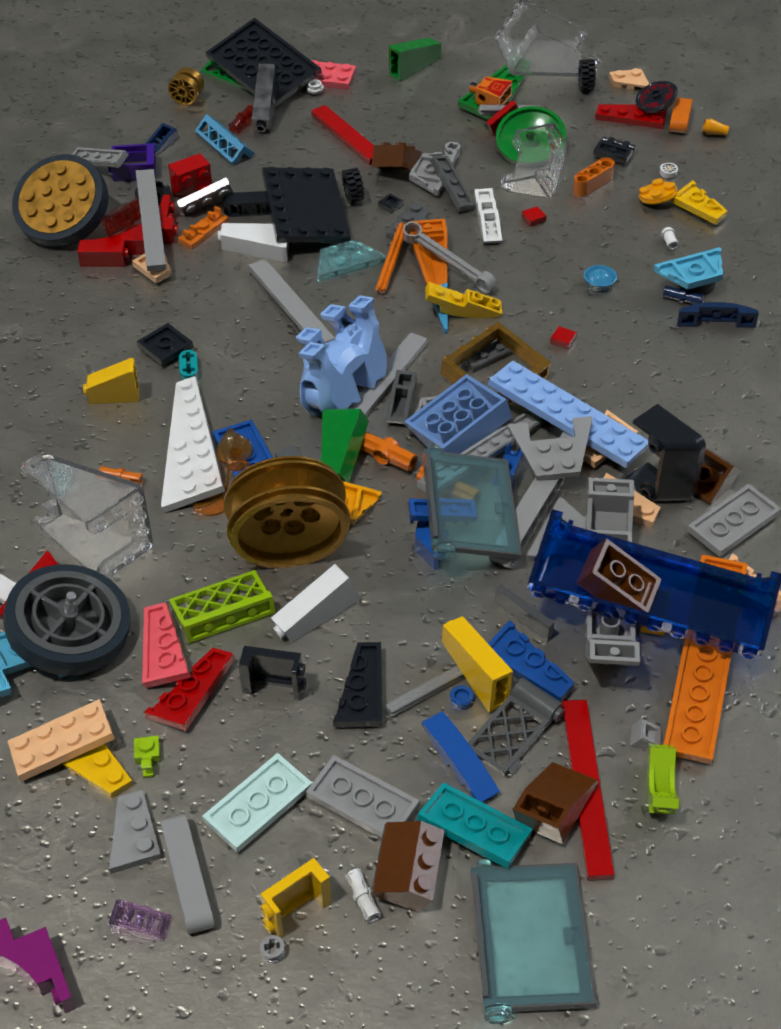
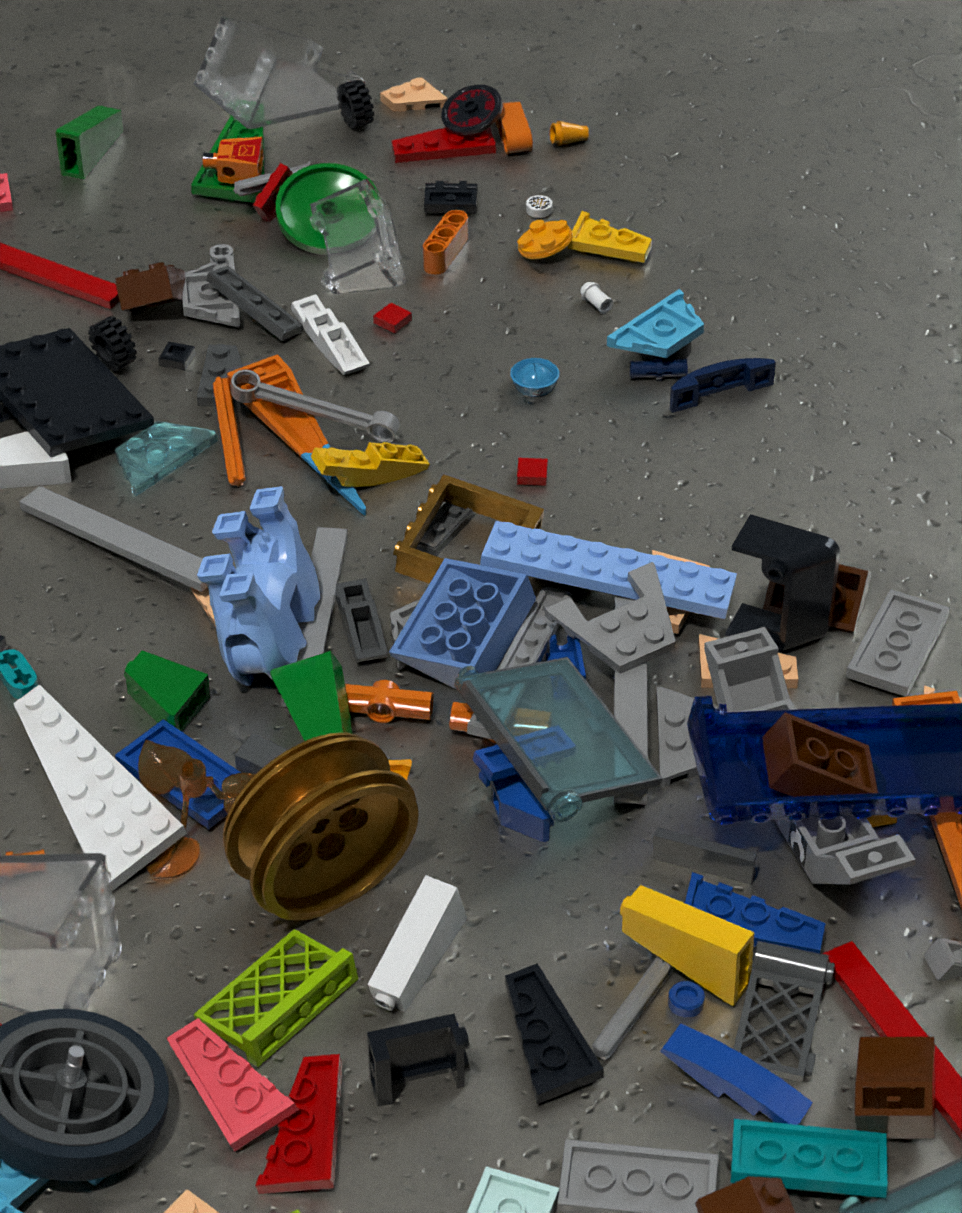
camera: 25 degrees left, 5 degrees down
(265, 403) = (166, 688): none -> green slope

